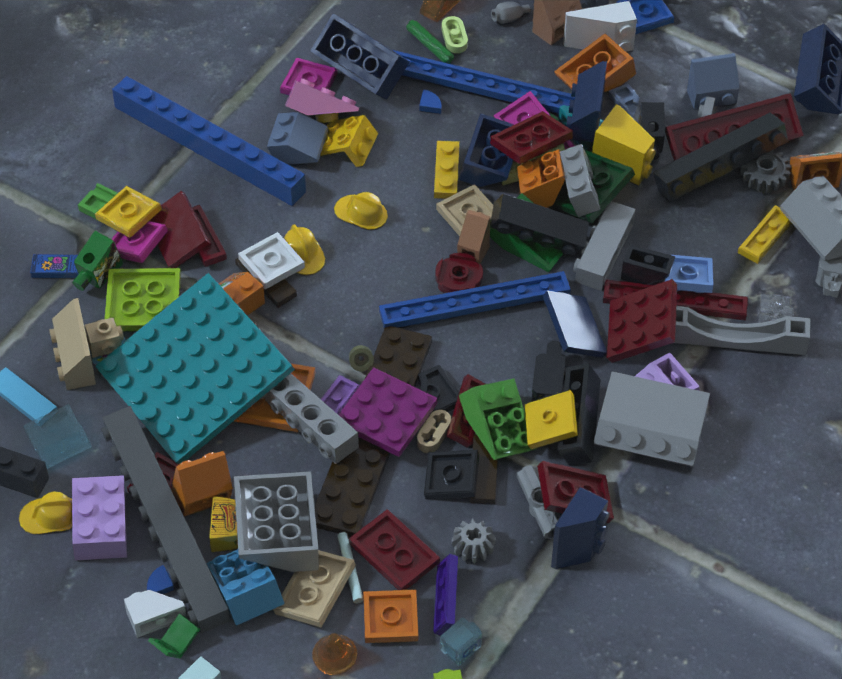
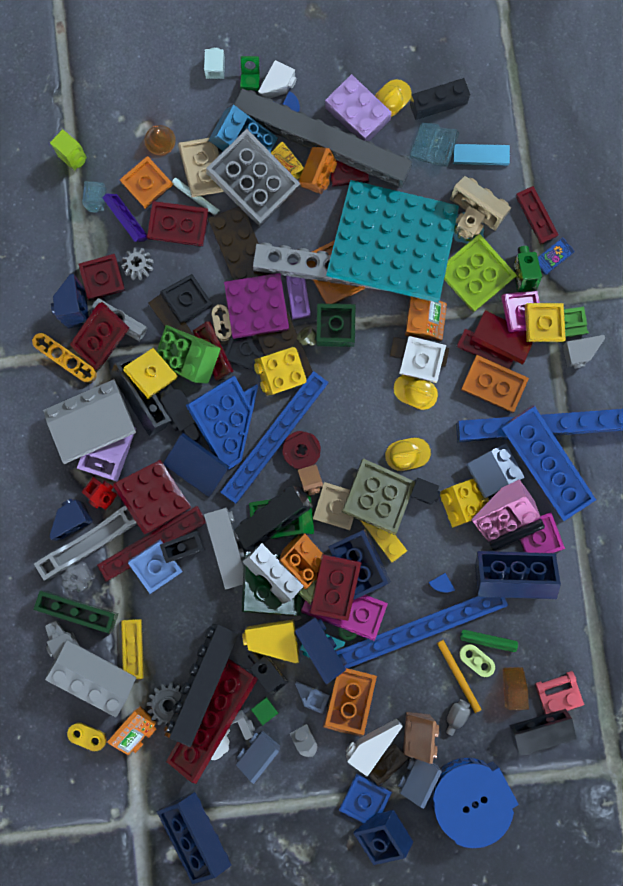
camera: 140 degrees right, 30 degrees up
(32, 306) = (536, 215): none -> dark red plate
(116, 173) = (581, 351): none -> light grey slope
(225, 205) = (494, 384): none -> orange plate
(246, 109) = (548, 463): none -> blue plate
(319, 83) = (517, 534): none -> black axle
(324, 342) = (336, 325): none -> dark green brick
(376, 169) = (425, 491): none -> black brick
(420, 336) = (280, 371): none -> yellow bracket
(423, 187) = (378, 496): none -> olive plate
(480, 37) = (459, 676): none -> light orange bar
(508, 343) = (225, 418): none -> blue wing
(522, 557) = (101, 277): none -> dark red plate
(629, 512) = (64, 358): none -> light orange beam
(661, 73) = (304, 741): none -> light grey plate
(678, 114) = (264, 711): none -> green tile
(701, 360) = (99, 493): none -> red brick
(744, 354) = (70, 519): none -> dark blue slope
(795, 280) = (76, 611): none -> dark green brick

